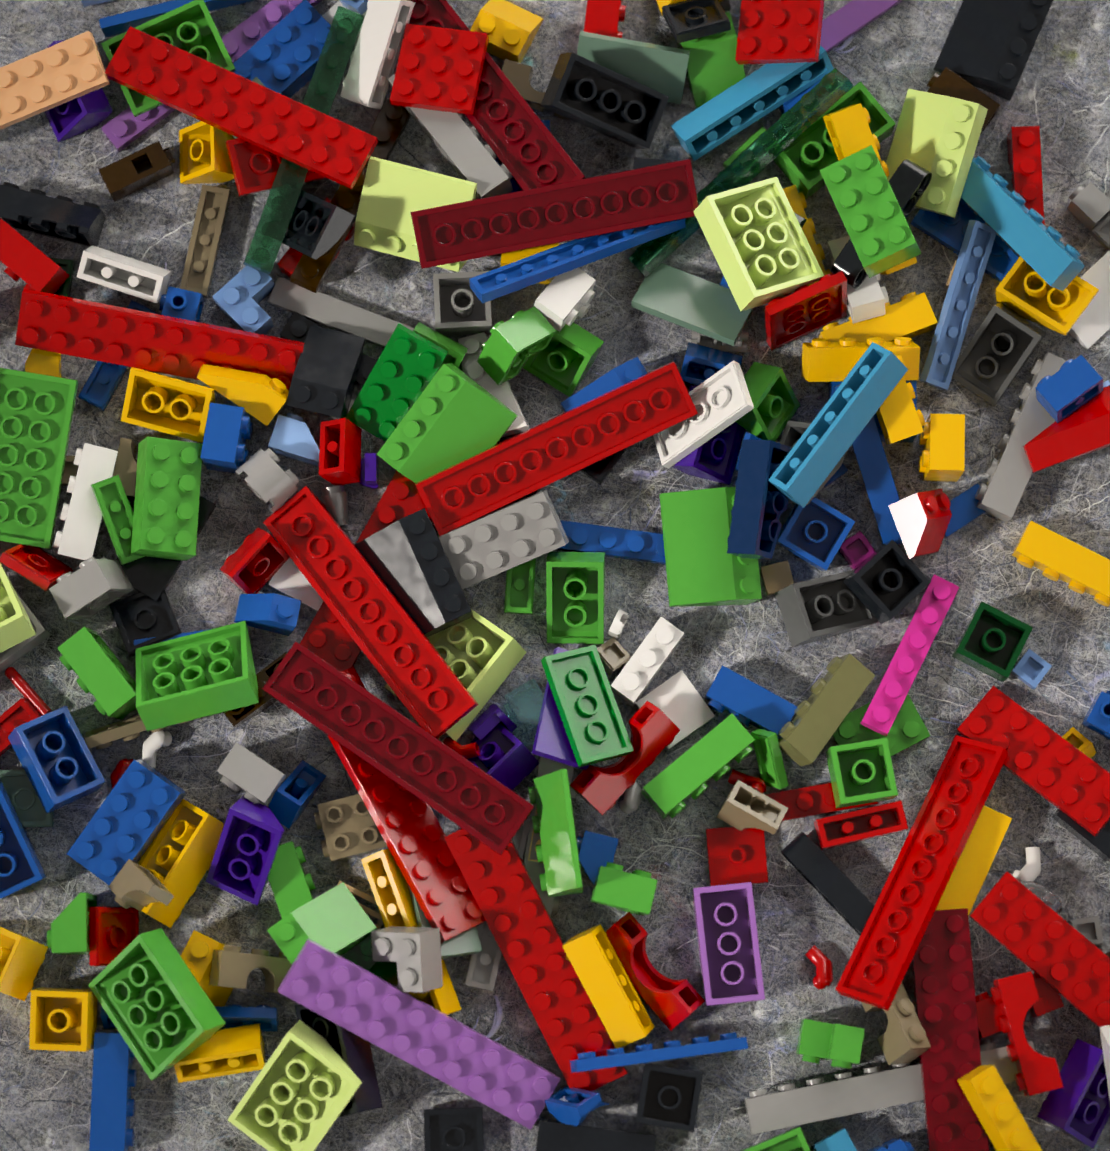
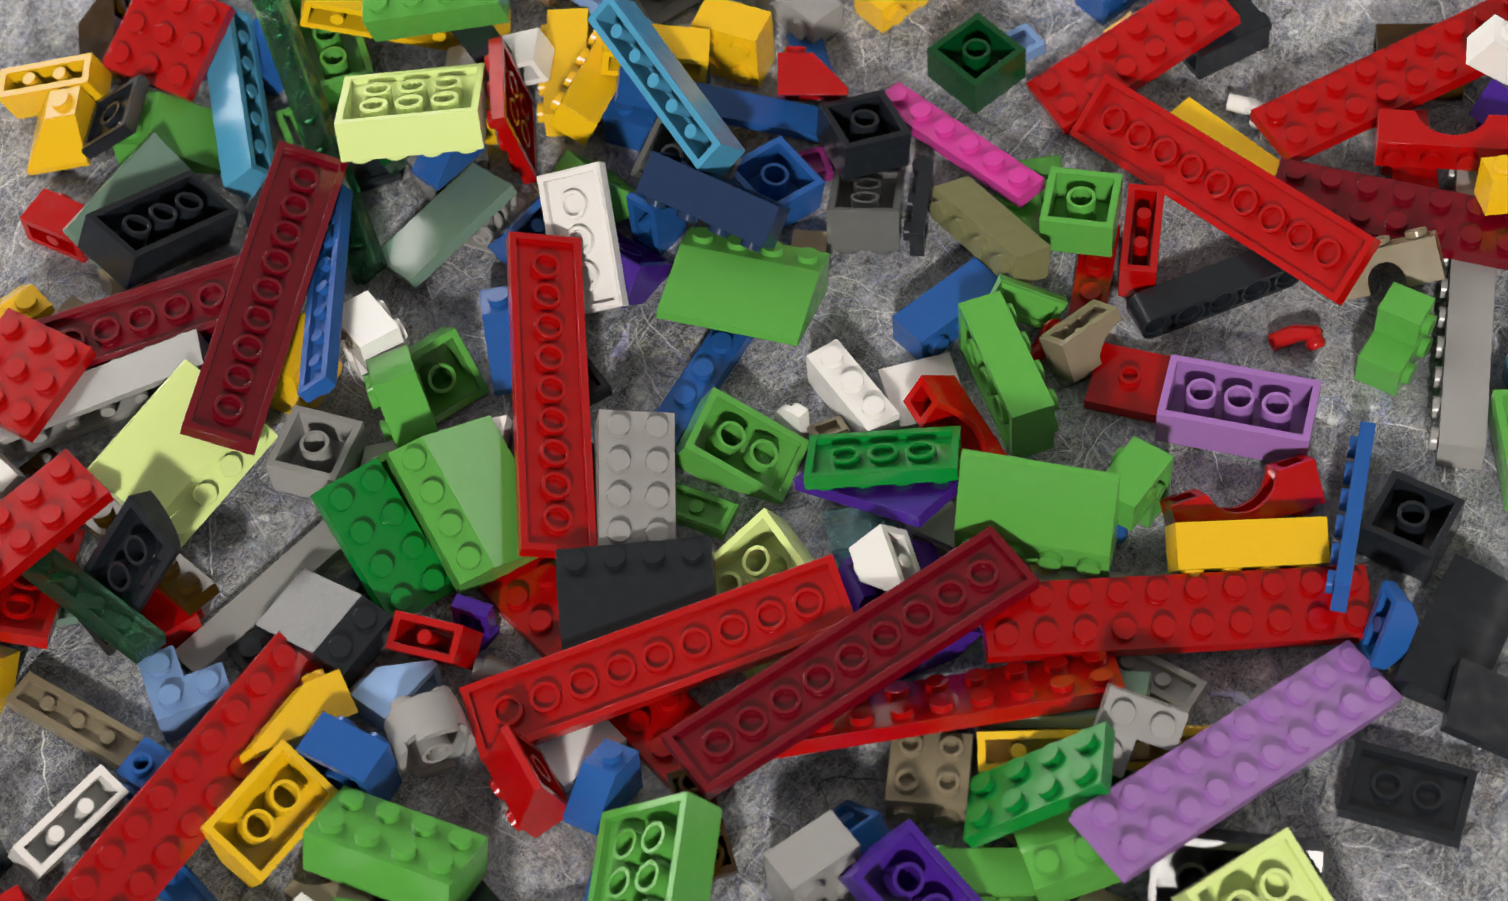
camera: 65 degrees left, 25 degrees down
(345, 907) = (1039, 785): none -> green plate
(494, 743) = (884, 557): none -> white slope
(843, 645) = (919, 205): none -> black plate

